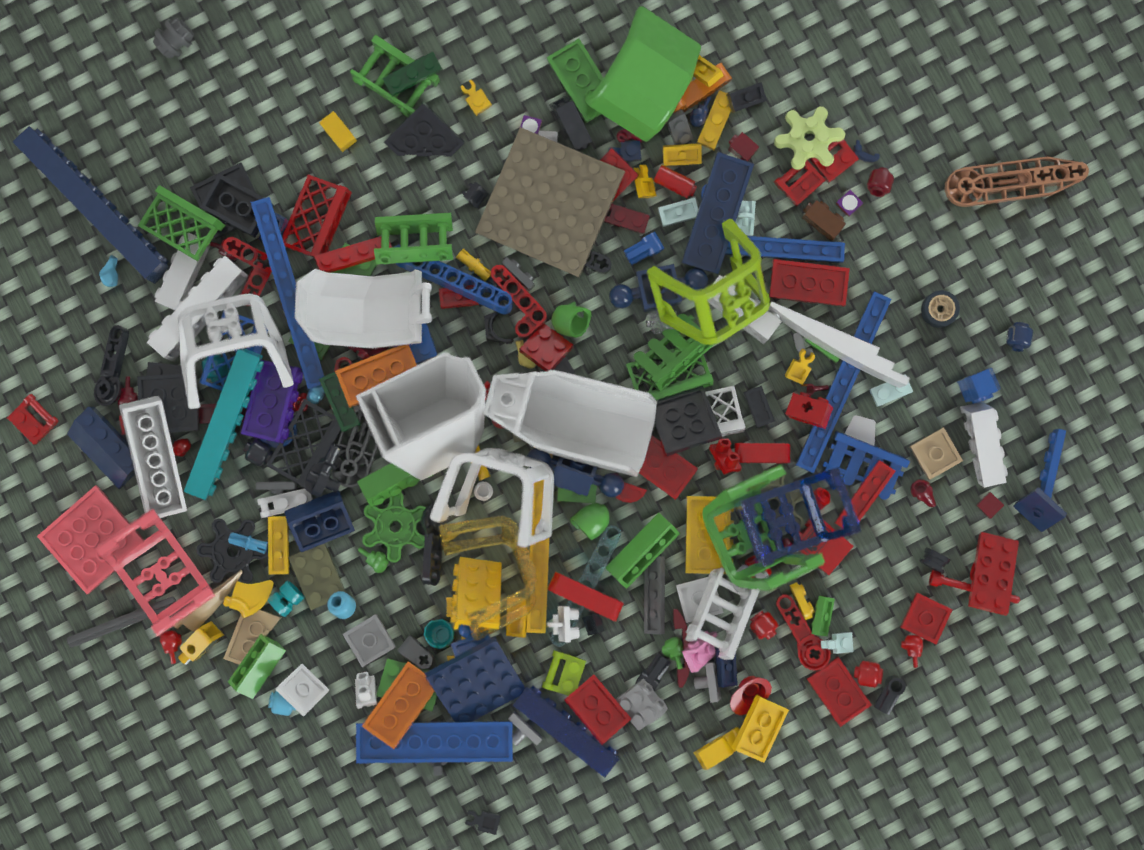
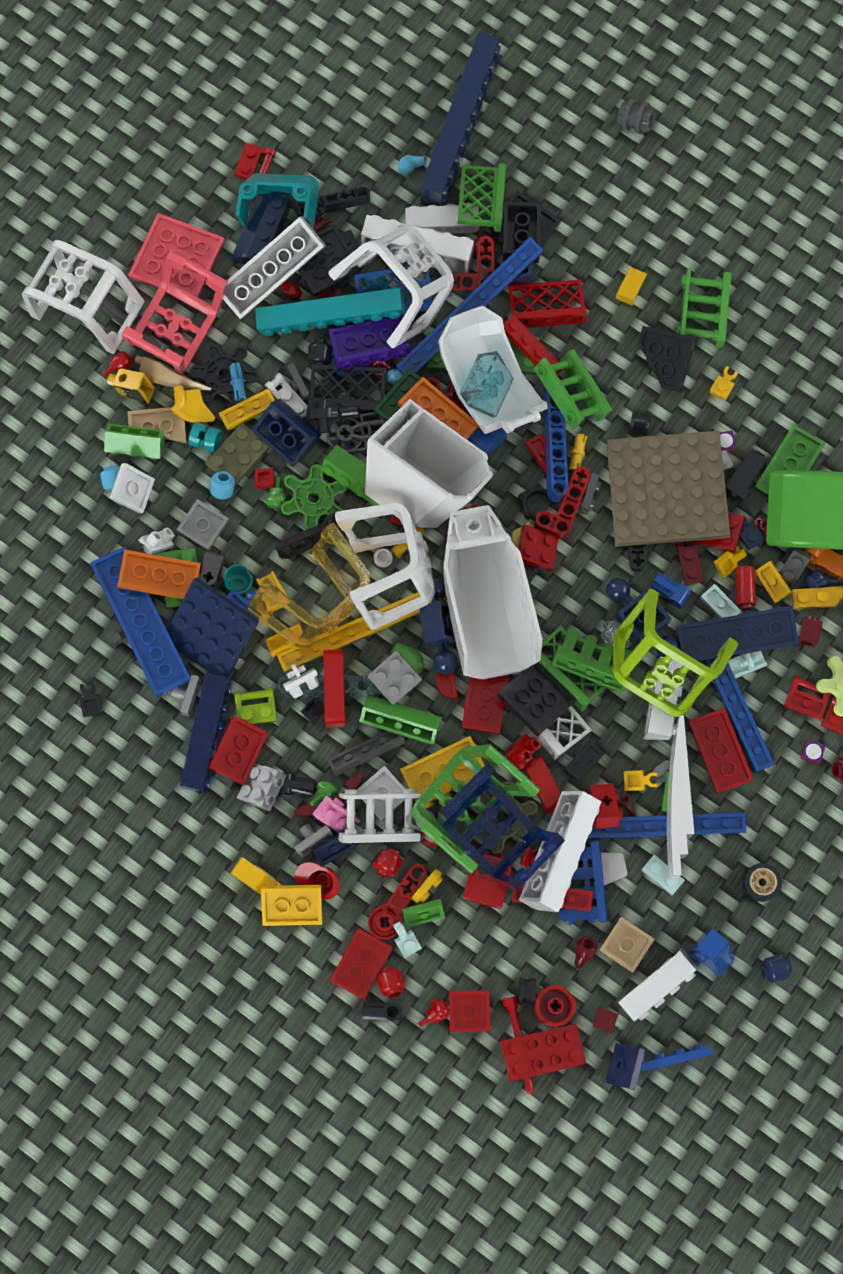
camera: 60 degrees right, 10 degrees down
(63, 663) = (74, 283): none -> white windscreen
(84, 387) = (302, 187): none -> teal windscreen
(353, 562) = (264, 478): none -> red plate
(372, 315) = (487, 384): none -> clear light blue slope
(412, 74) = (714, 318): dark green plate -> none
(475, 588) = (298, 584): yellow bracket -> none
(568, 322) = (571, 554): bright green piece -> none
(570, 496) = (427, 651): bright green plate -> none
(604, 538) = (394, 677): none -> light grey plate
(818, 453) = (574, 822): none -> white brick
(823, 219) = (784, 734): reddish brown brick -> none
(968, 538) = (562, 998): none -> red brick

